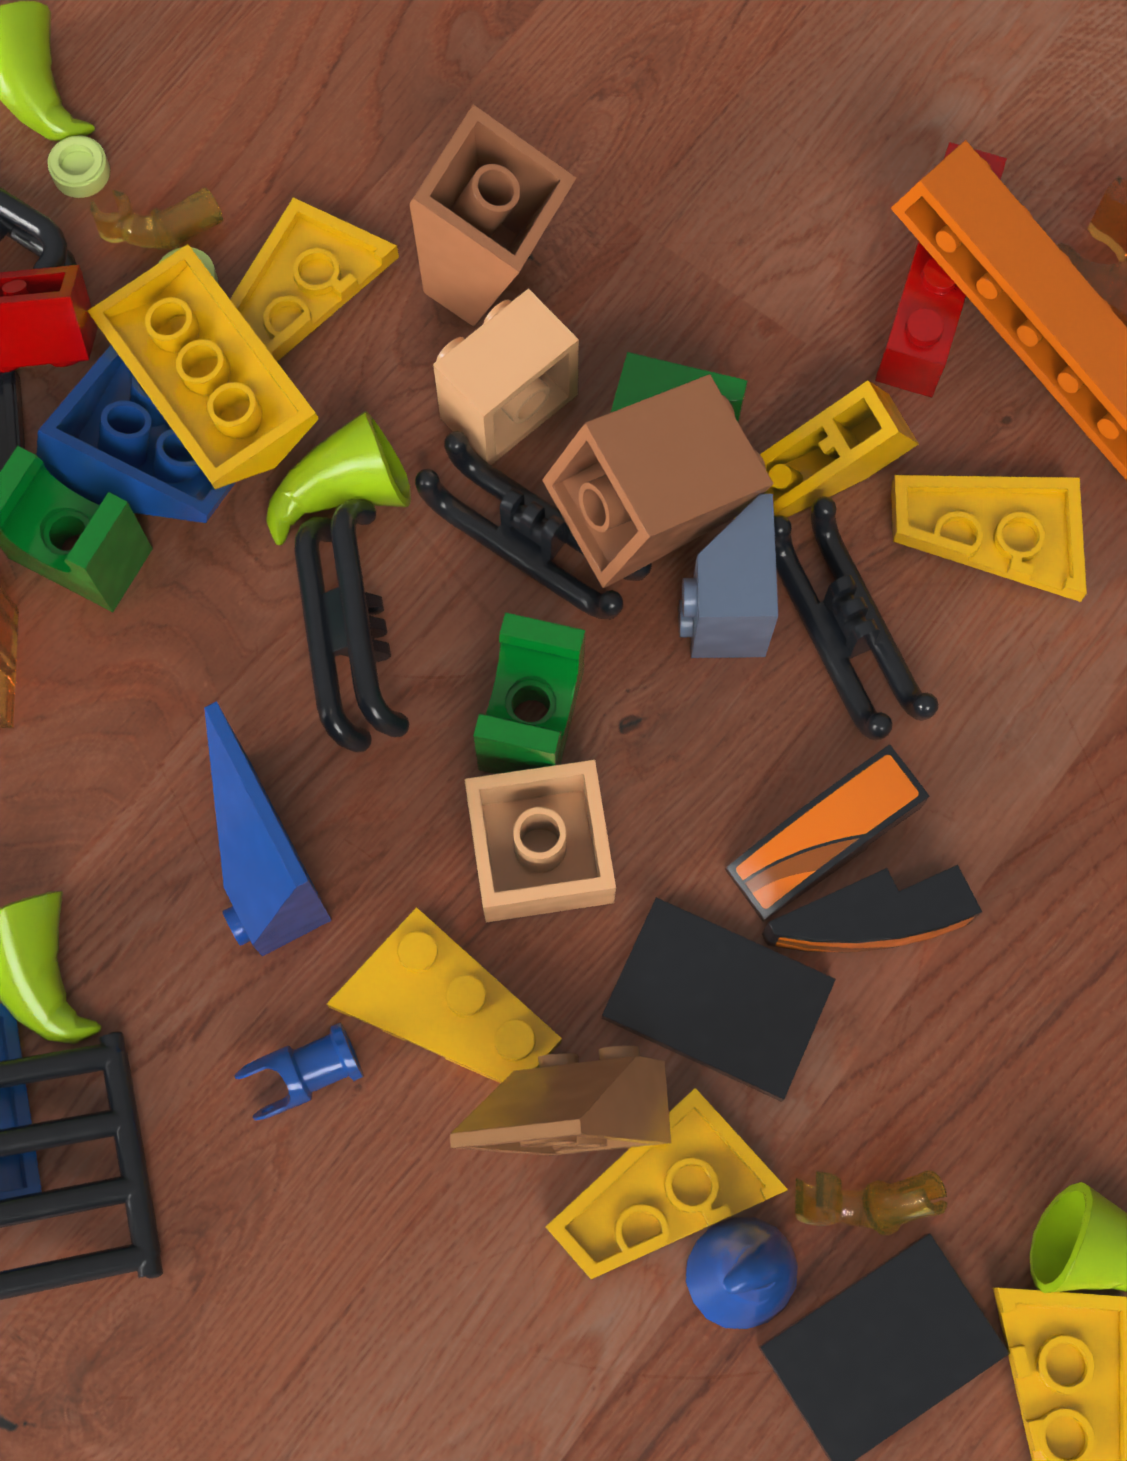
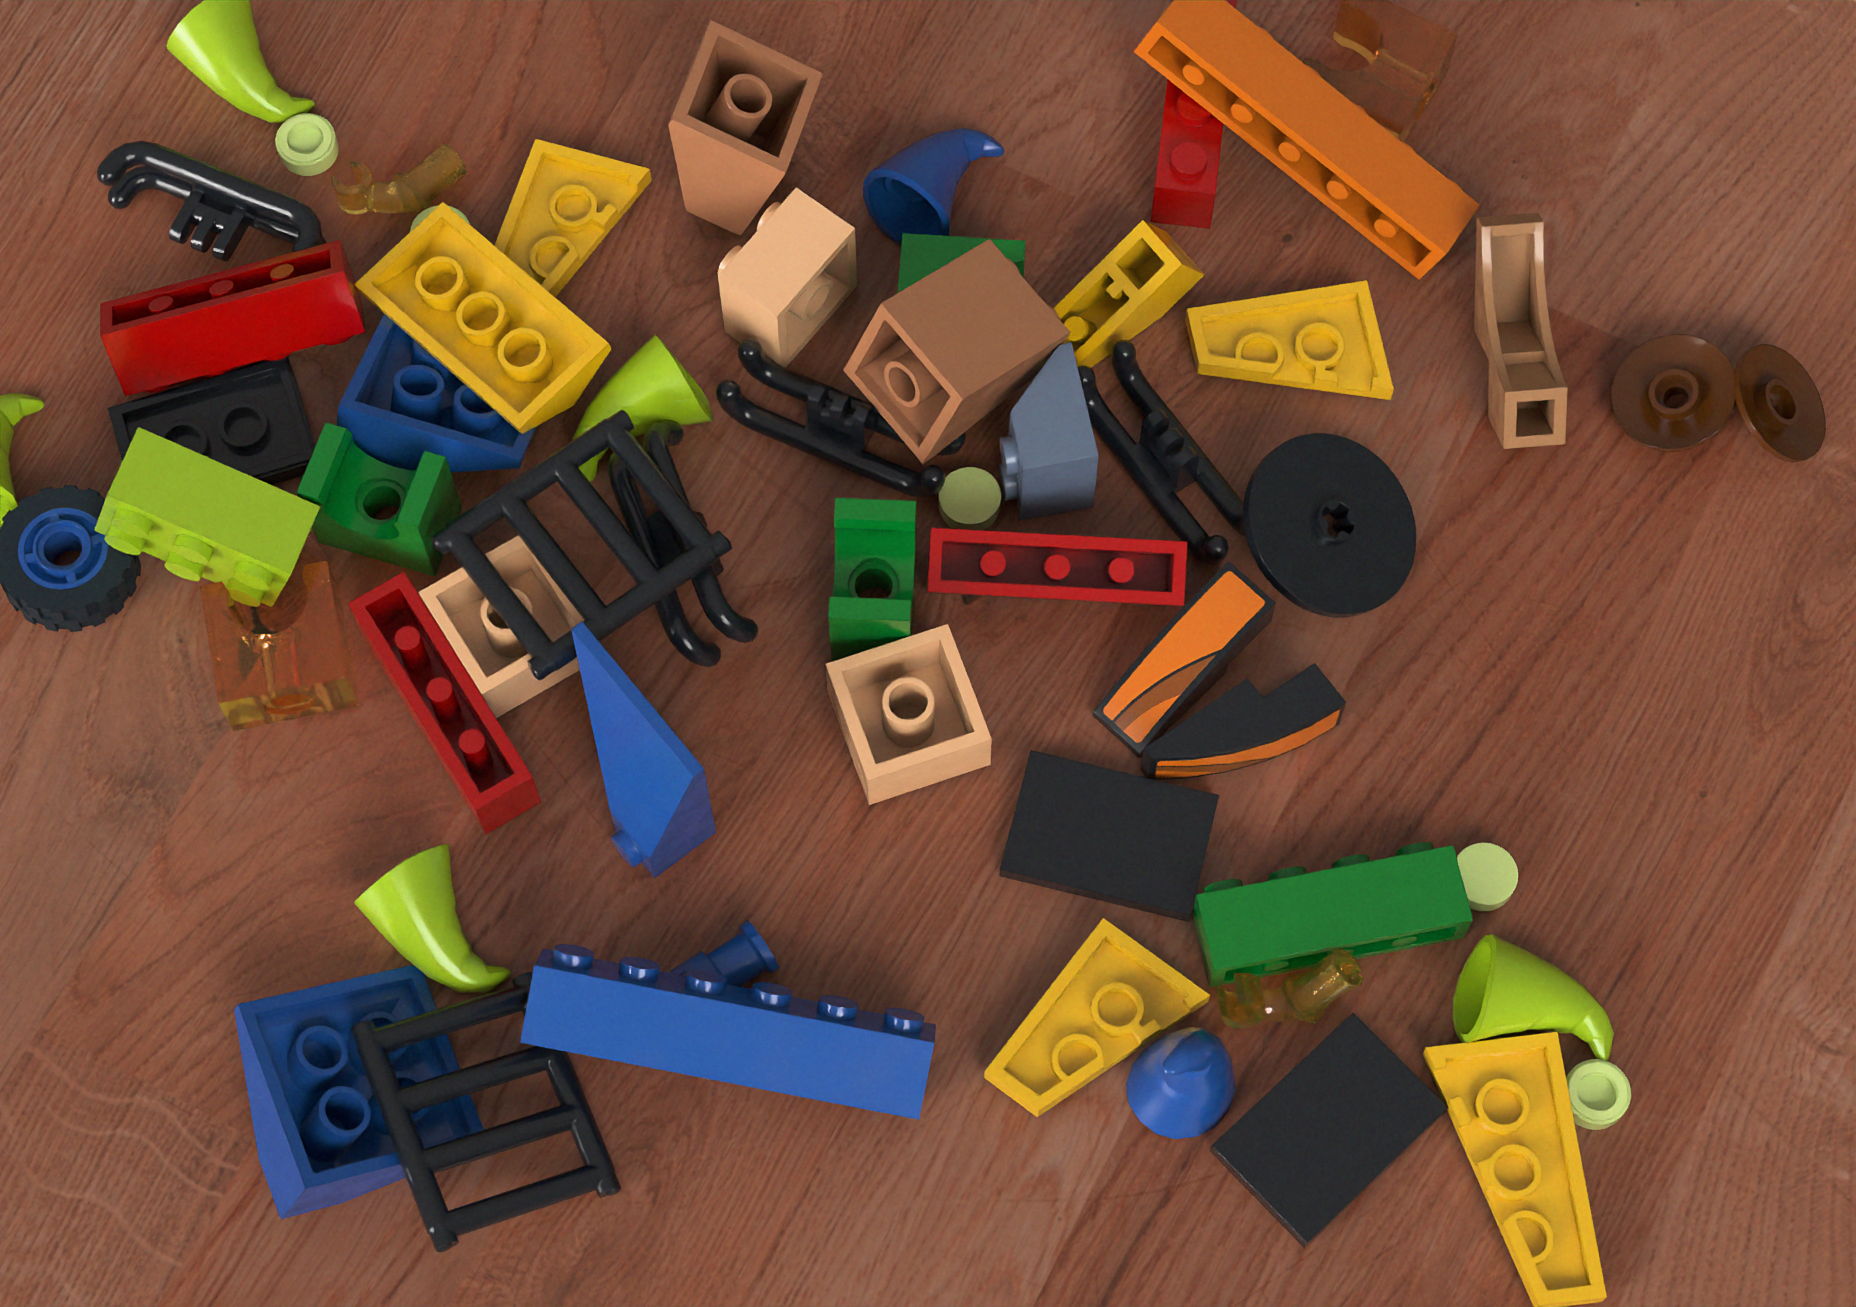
camera: 10 degrees left, 5 degrees down
(86, 746) = (445, 703): none -> red brick
(159, 675) = (483, 639): none -> light nougat brick
(244, 532) = (563, 468): none -> black bar
(294, 1141) = (729, 1031): none -> blue brick
(445, 1002) = (847, 887): yellow wing -> none
(573, 1107) = (994, 951): medium nougat slope -> none
(645, 629) = (970, 499): none -> yellowish green tile
(653, 305) = (919, 183): none -> blue hat
(717, 717) = (1056, 567): none -> red brick
(927, 1125) = (1352, 907): none -> green brick
(955, 722) = (1290, 536): none -> black piece
(1088, 1112) = (1487, 875): none -> yellowish green tile

